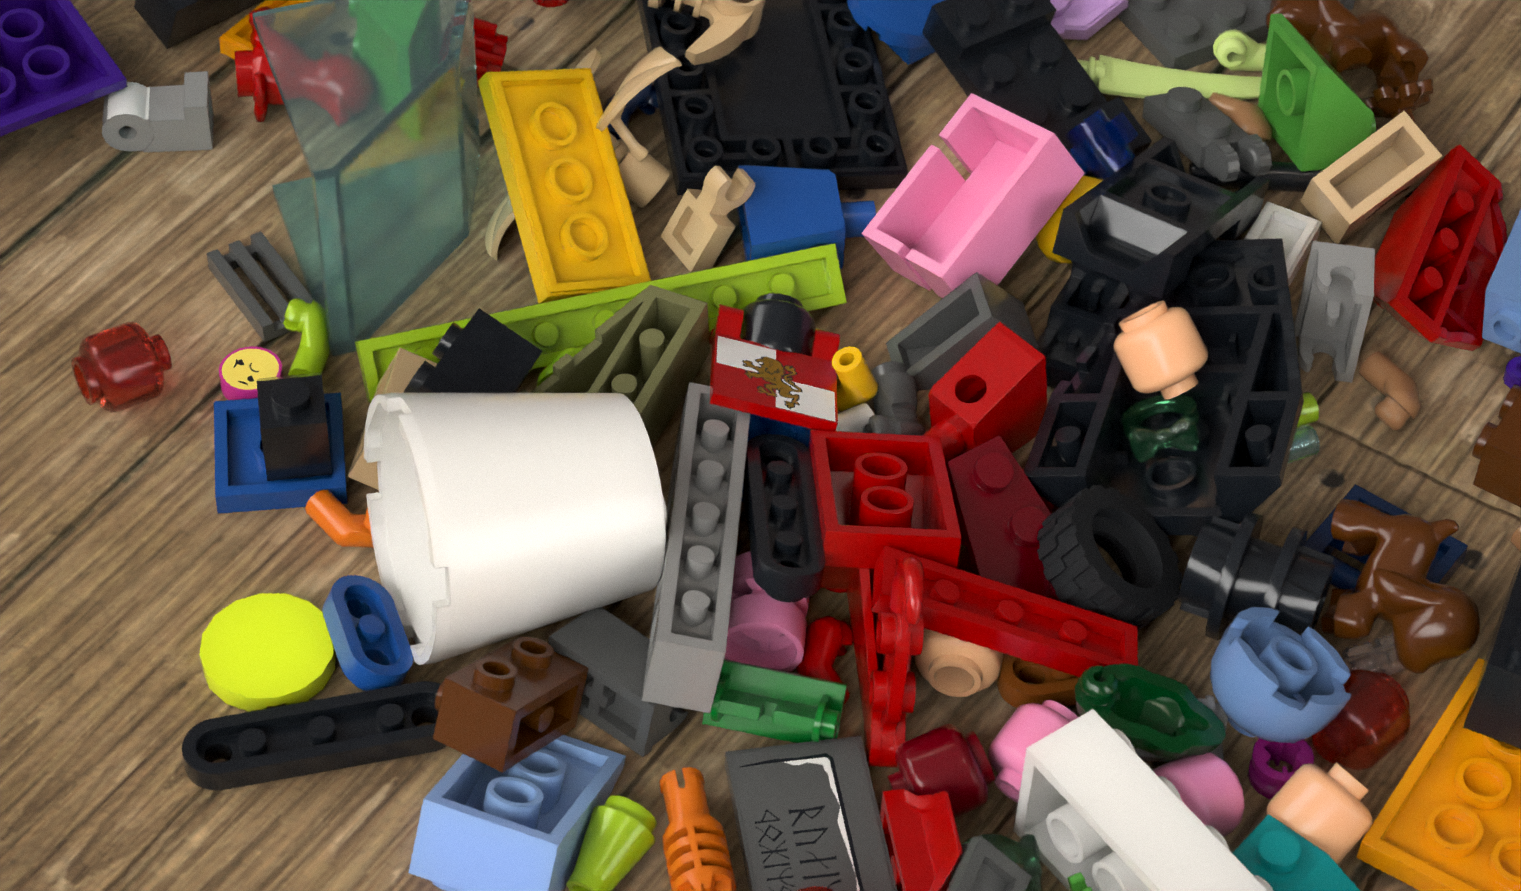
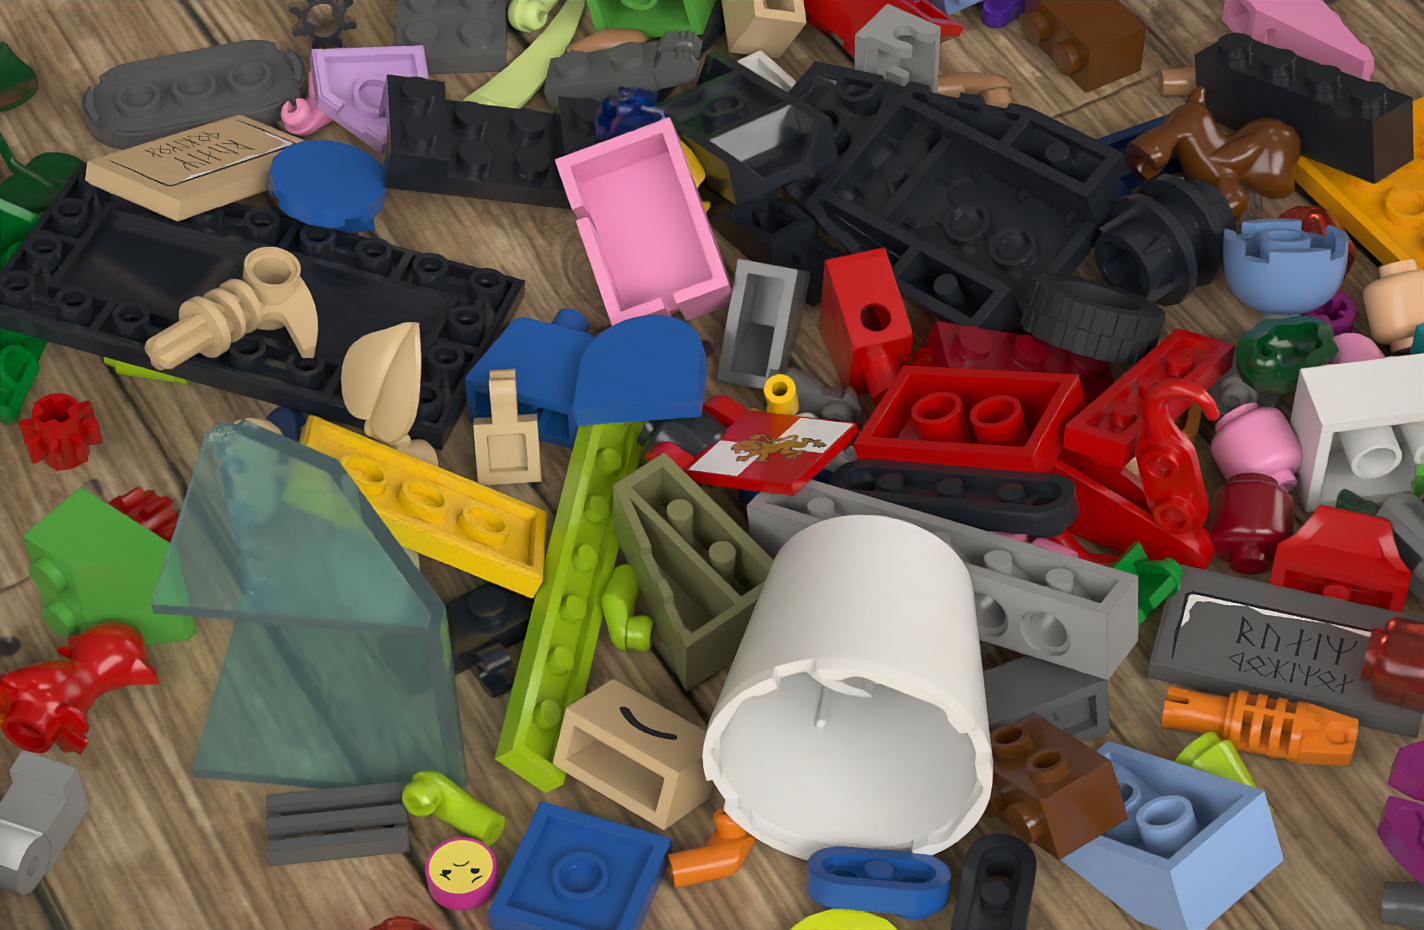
camera: 60 degrees left, 0 degrees up
(294, 426) = (577, 837): black slope -> none
(477, 360) = (644, 668): black hinge -> none
(479, 279) = (482, 629): none -> black plate
(803, 263) = (641, 373): none -> blue tile
(1160, 350) = (901, 182): light nougat head -> none
(1181, 434) = (974, 242): clear green piece -> none

